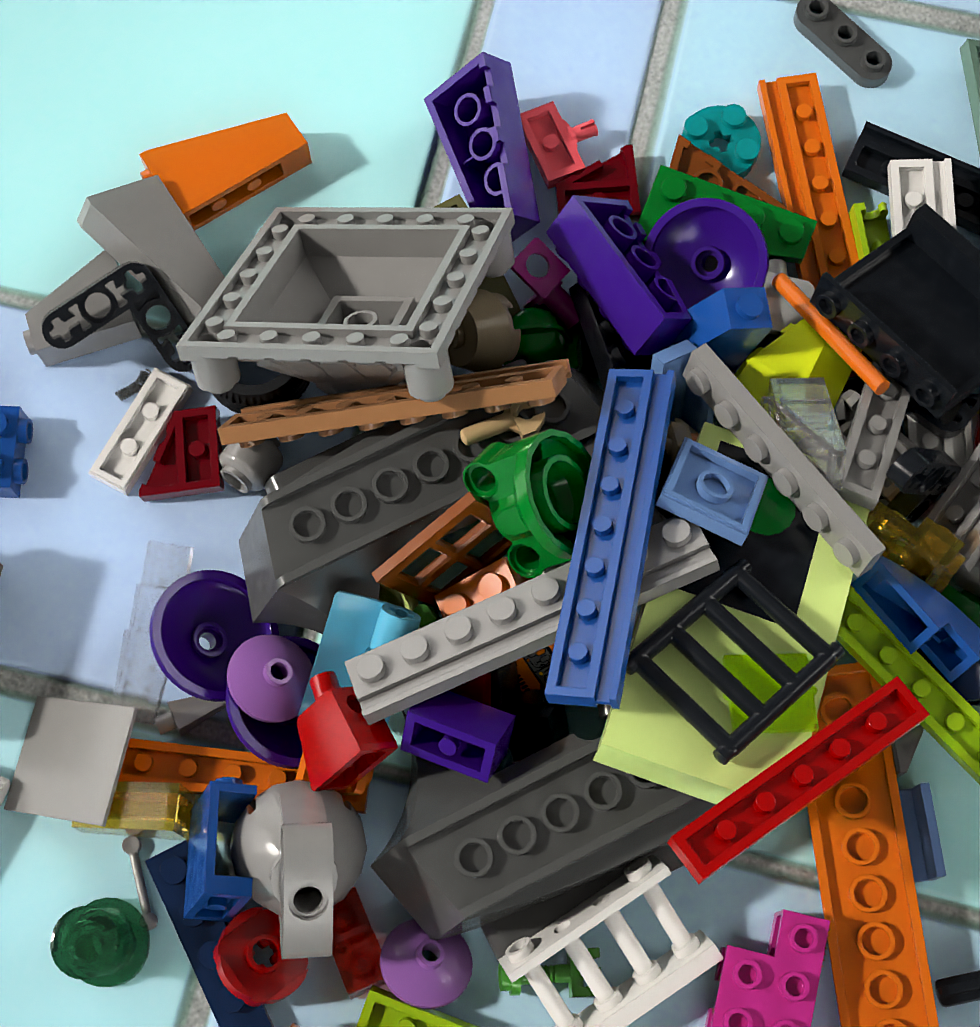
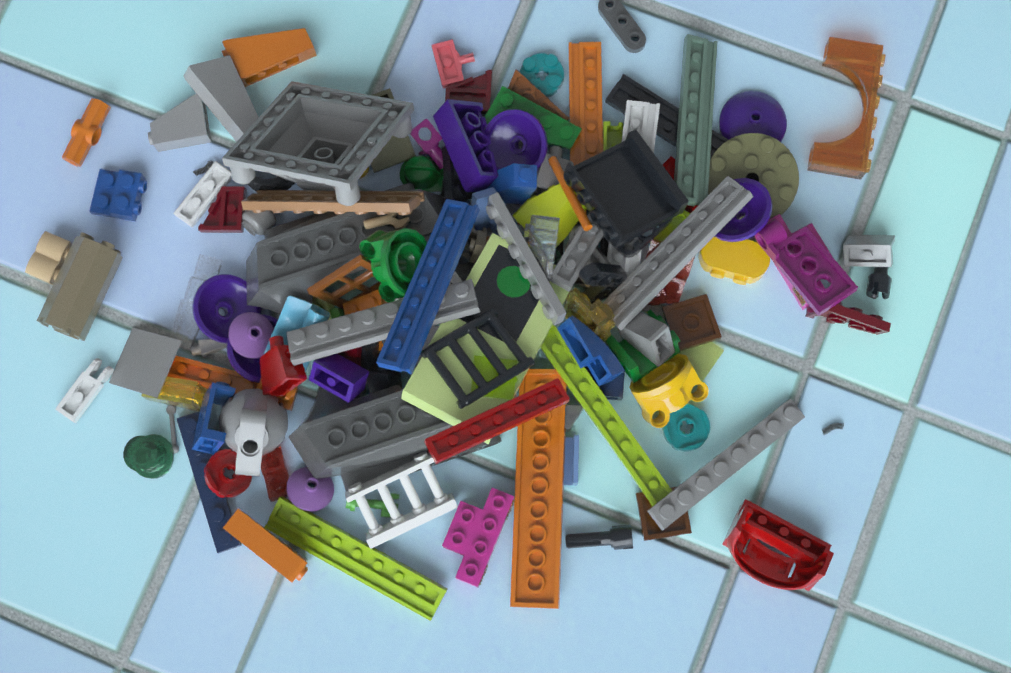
camera: 10 degrees right, 5 degrees up
(137, 302) = (209, 126): black beam -> none
(485, 138) = (410, 60): dark purple wedge -> none
(485, 334) = (388, 167): dark tan cone -> none
(712, 491) = (485, 270): medium blue tile -> none

